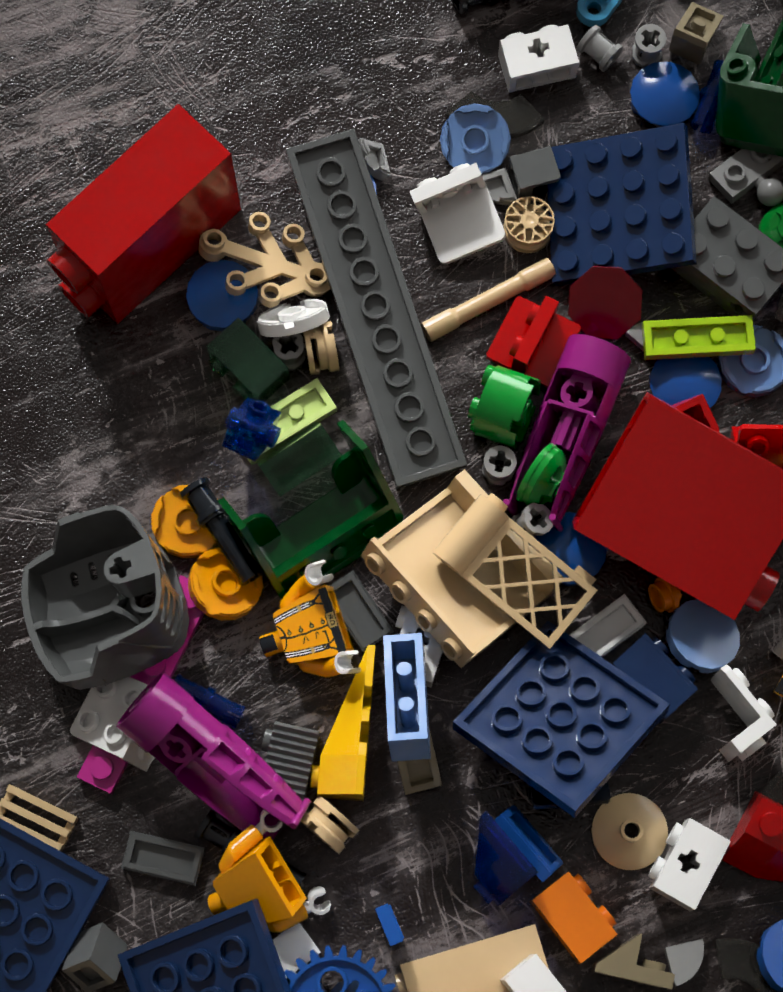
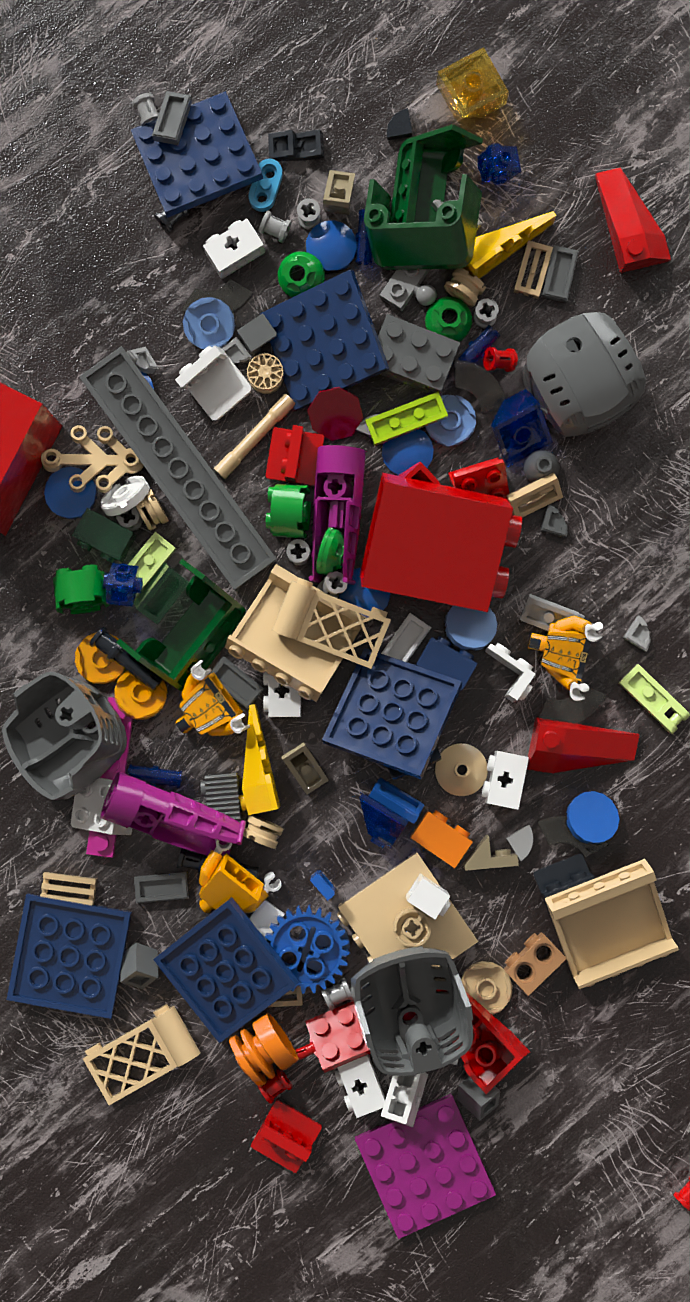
camera: 10 degrees left, 10 degrees up
(191, 420) = (79, 590): none -> green brick
(406, 697) = (285, 735): medium blue brick -> none
(631, 120) = (313, 273): none -> green piece
(664, 596) = (436, 608): orange plate -> none

